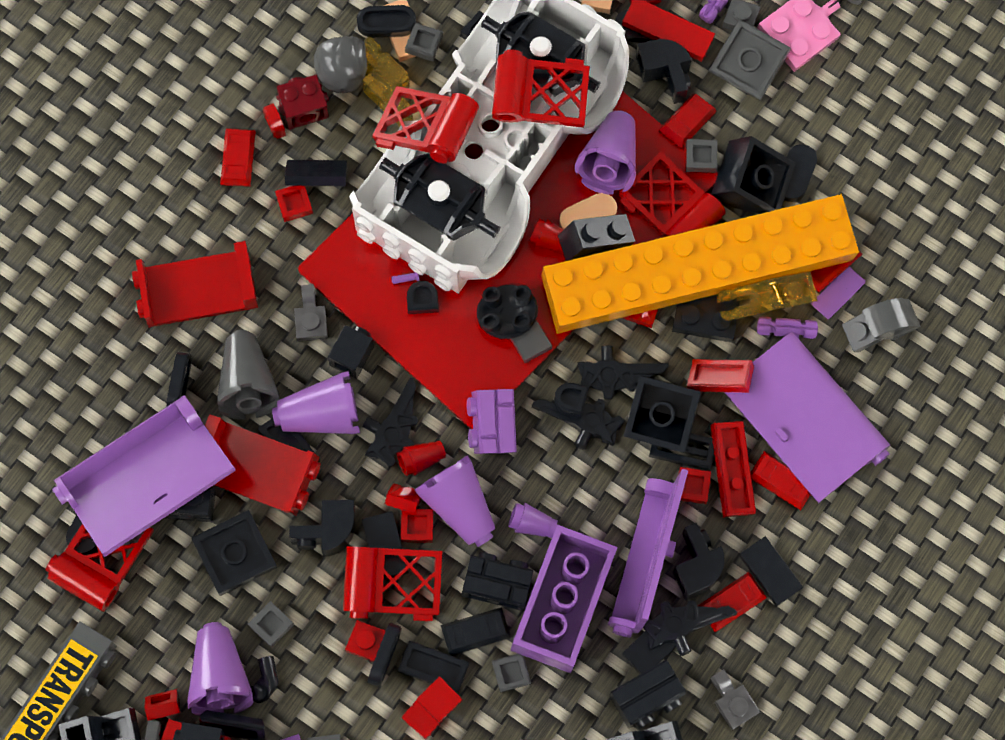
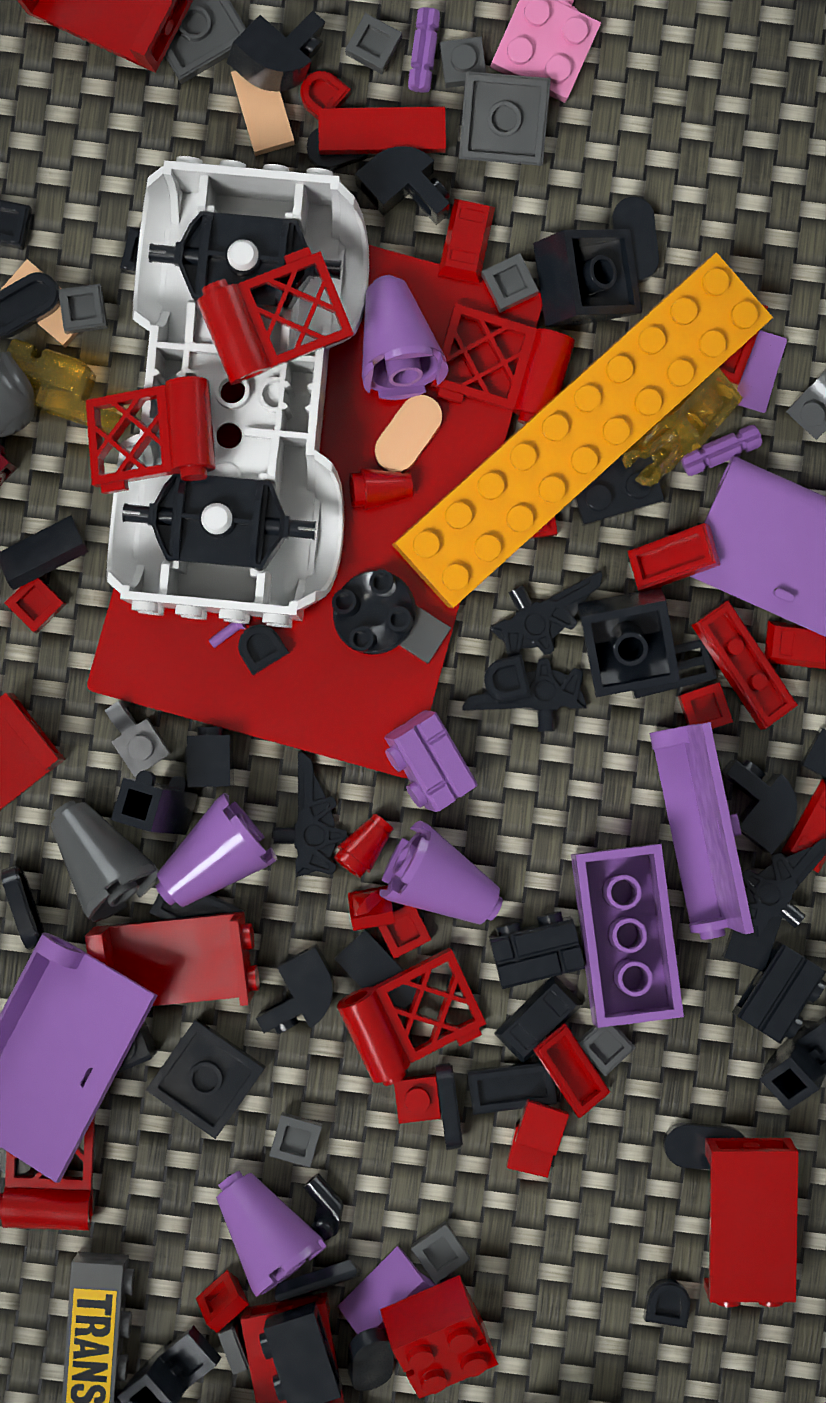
camera: 30 degrees left, 15 degrees up
(300, 354) = (155, 805): none -> black brick
(479, 673) = (571, 1070): none -> red tile
(531, 521) = (537, 855): medium lavender cone -> none
(595, 236) = (438, 465): black brick -> none

